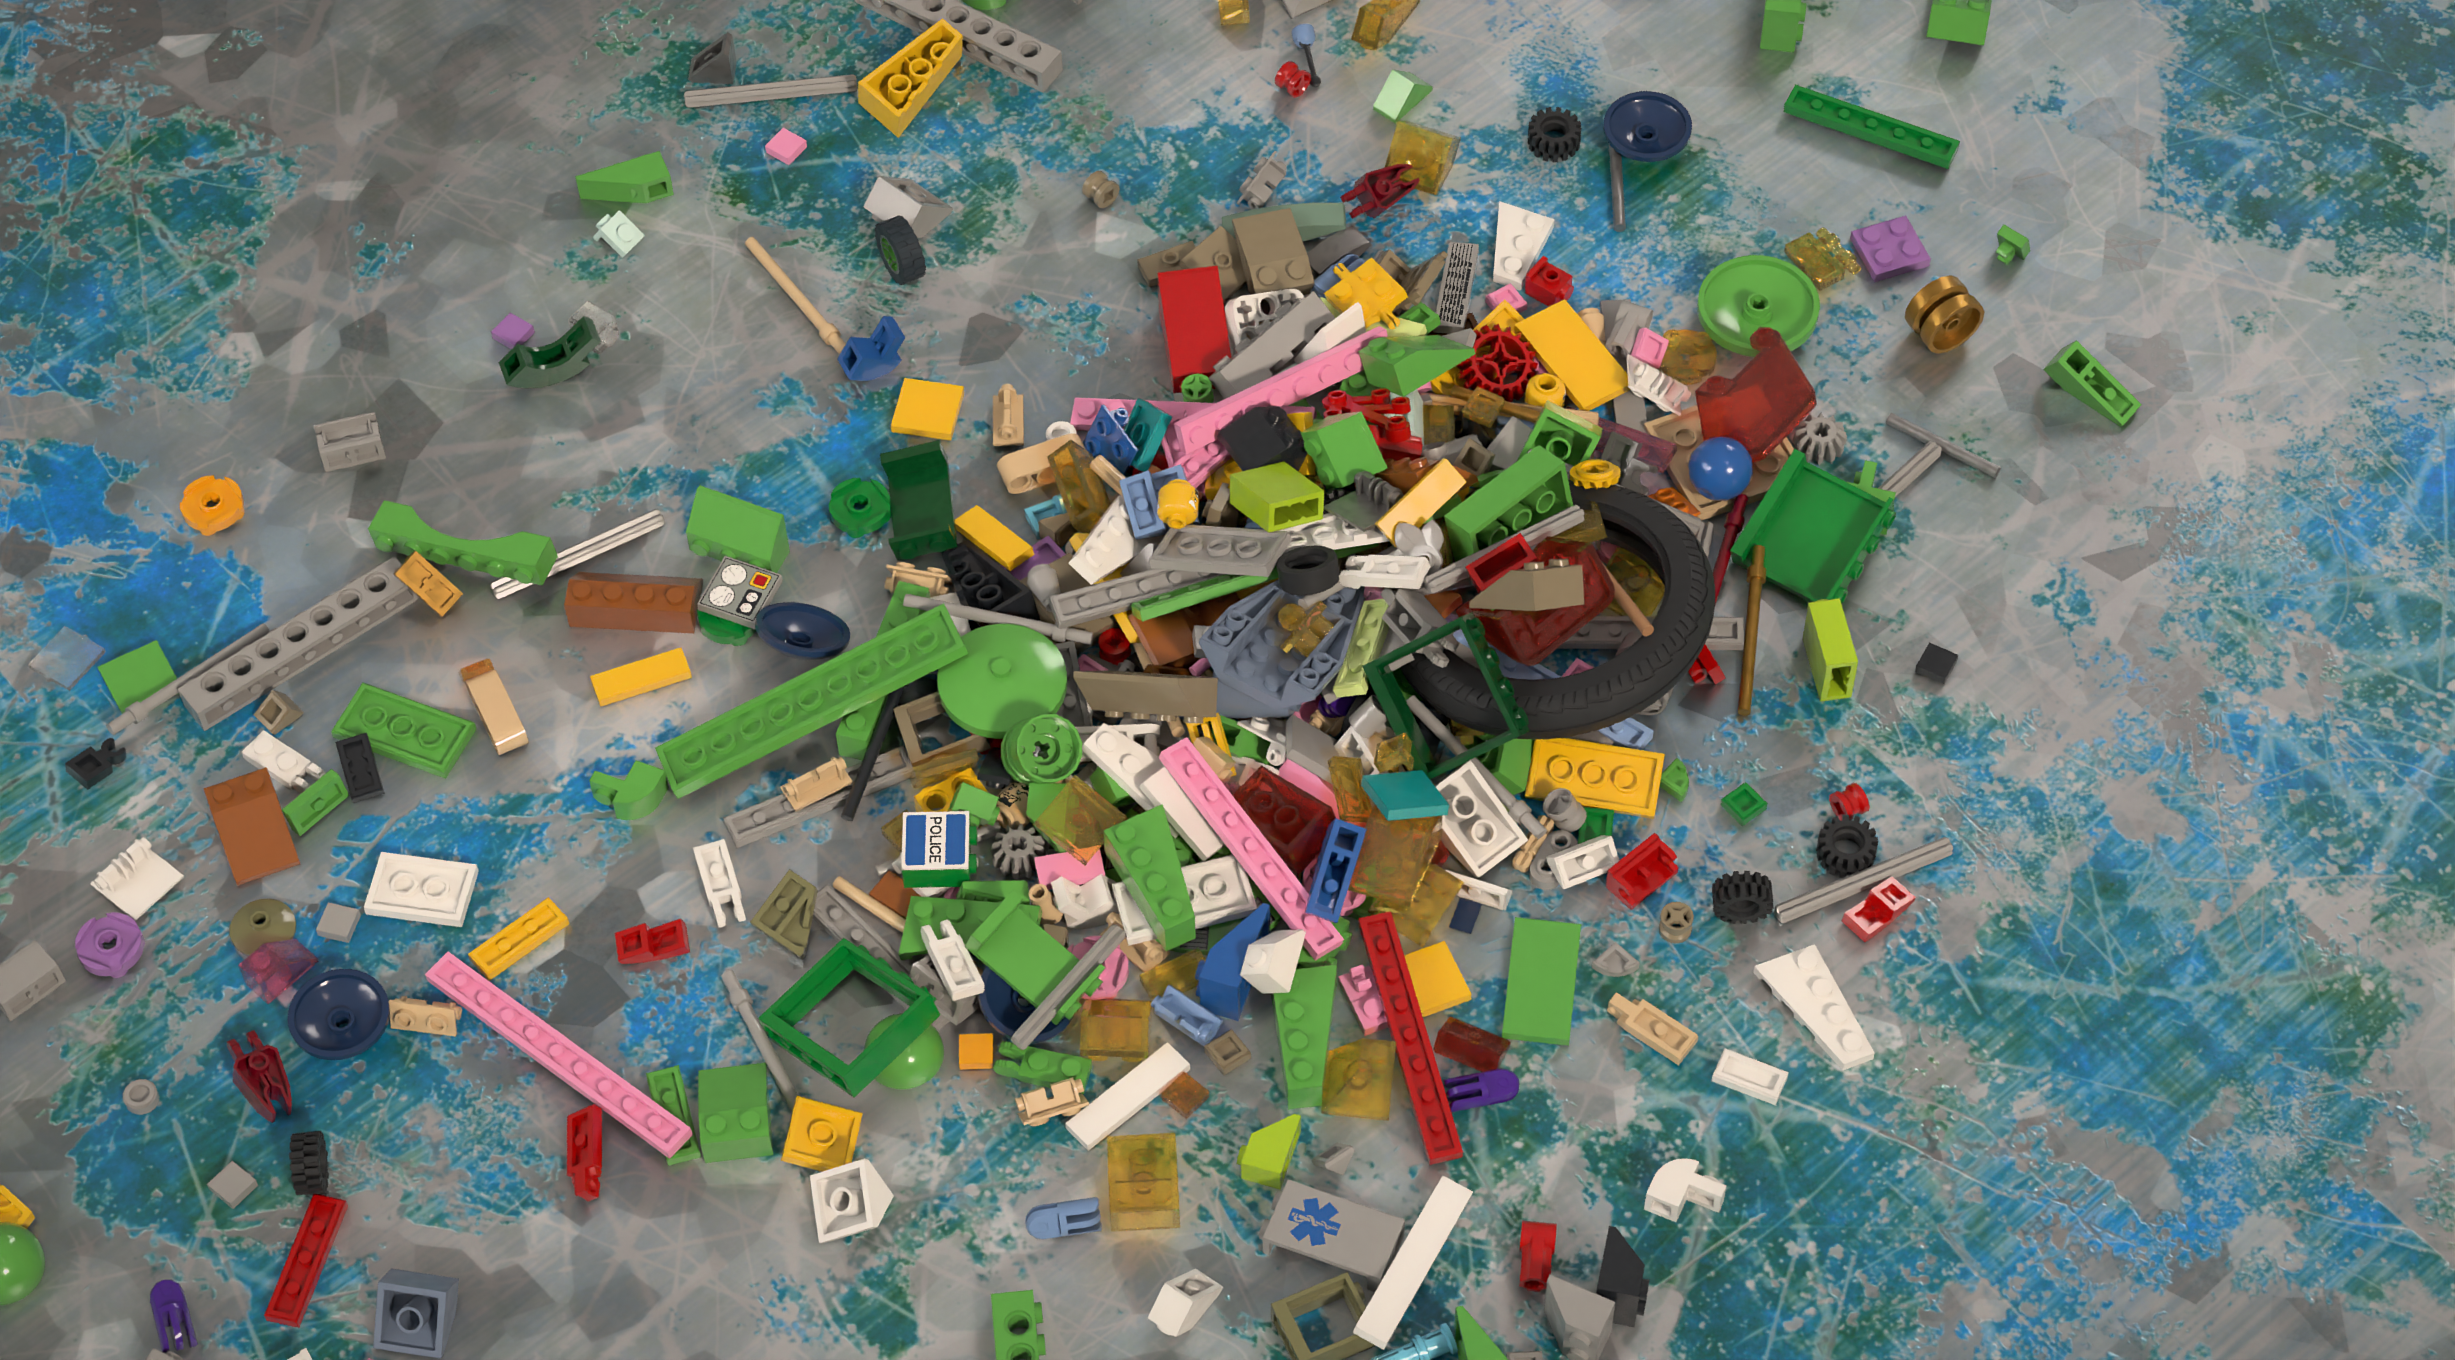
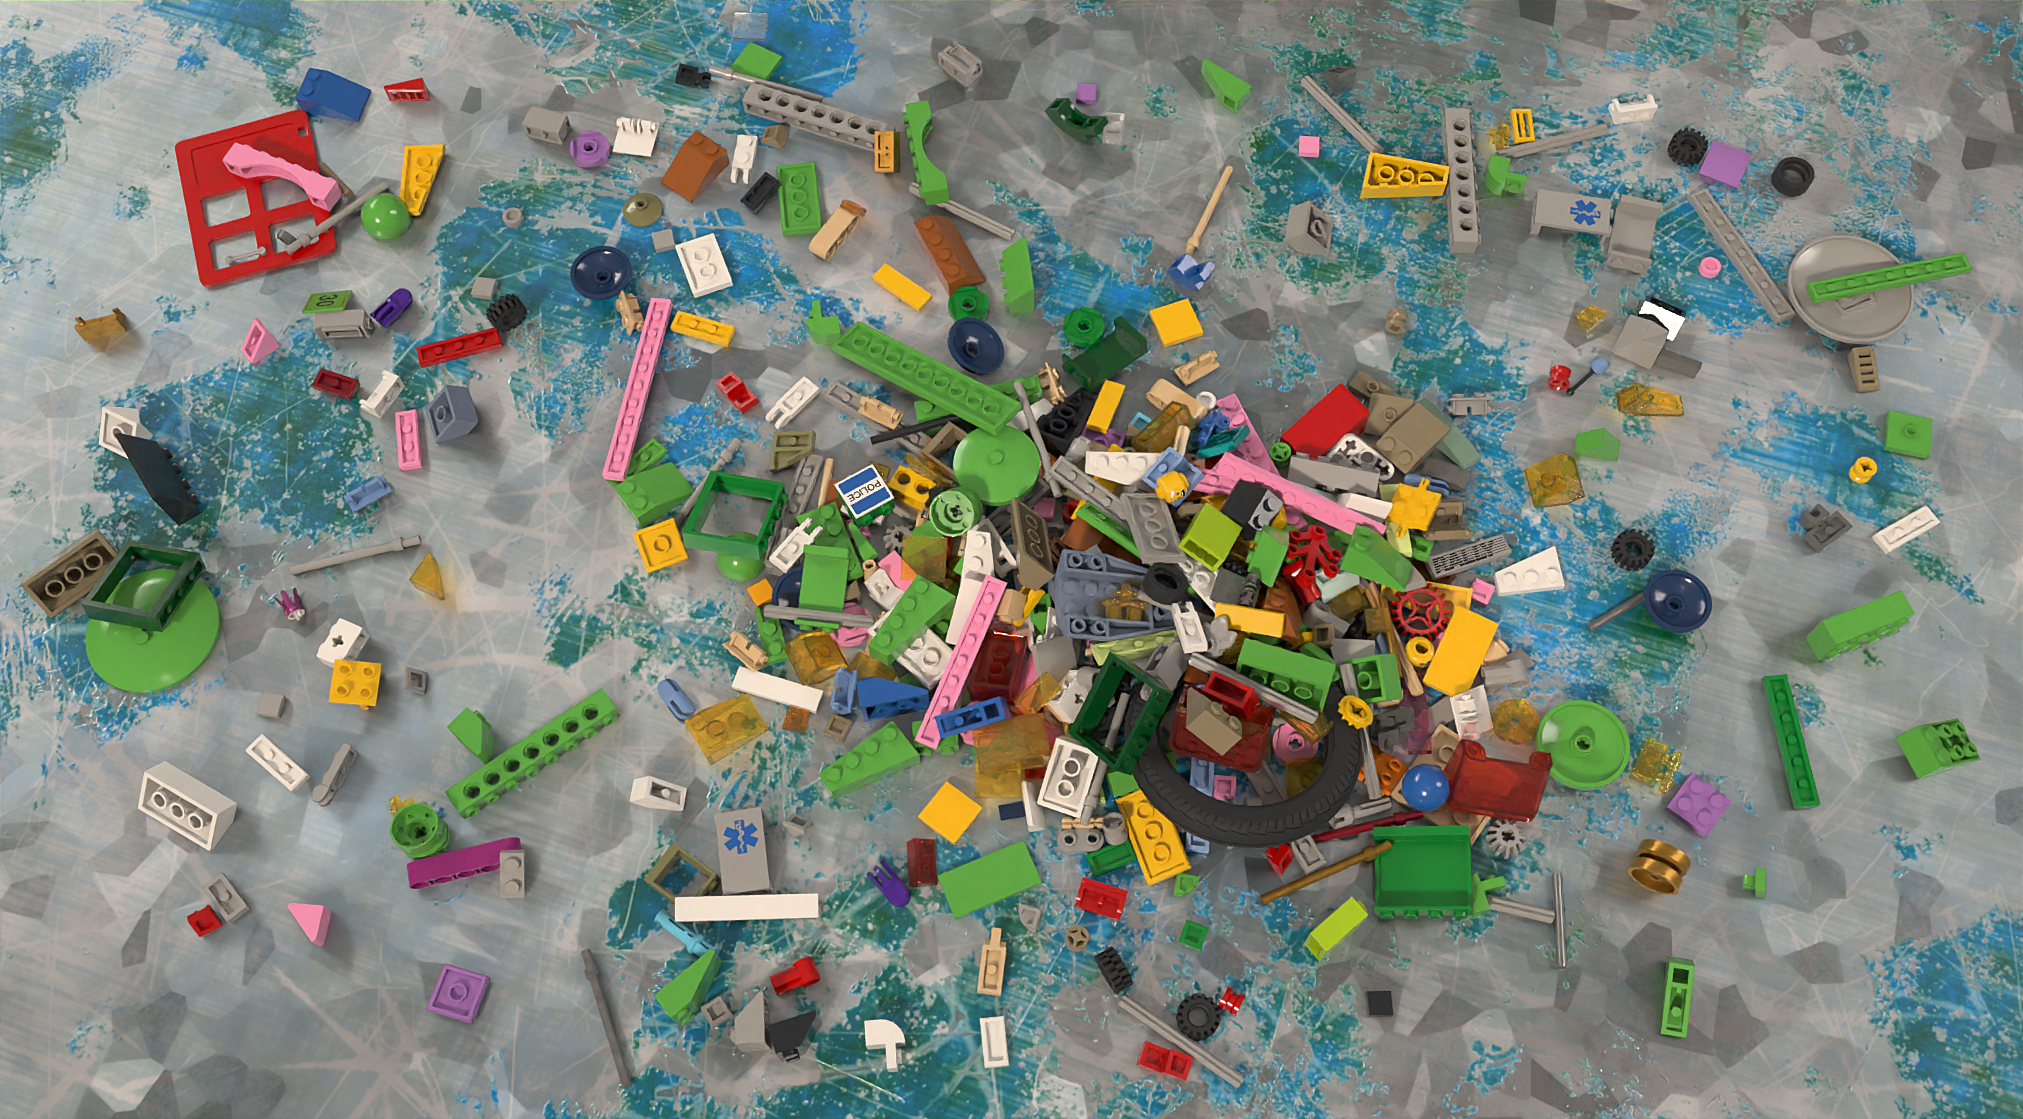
camera: 60 degrees right, 10 degrees up
(216, 518) = (881, 37): light orange plate -> none
(260, 1076) = (547, 261): dark red hinge -> none
(276, 967) = (618, 228): clear pink slope -> none
(315, 802) = (725, 185): bright green plate -> none
(585, 1151) = (586, 437): red hinge -> none
(618, 233) = (1186, 102): light aqua bracket -> none
(739, 591) = (982, 300): tile -> none
(848, 1200) = (625, 582): white slope -> none
(900, 250) = (1268, 242): black wheel -> none
(978, 803) = (907, 498): bright green brick -> none
(1270, 1152) = (780, 788): lime slope -> none
(1273, 961) = (894, 716): white slope -> none
(1360, 1079) = (858, 812): clear yellow slope -> none
(1364, 999) = (917, 786): bright pink plate -> none
(1379, 191) = (1503, 472): dark red hinge -> none
(1394, 753) = (1070, 706): clear yellow tile -> none
(1405, 795) = (1043, 727): teal tile -> none
(1411, 1038) = (899, 823): red plate -> none
(1548, 283) = (1510, 601): red brick -> none
(1583, 861) = (1084, 859): white slope -> none
(1630, 608) = (1259, 775): medium nougat bar -> none
(1649, 347) = (1499, 695): bright pink tile -> none
(1815, 999) = (1074, 1052): white wing -> none

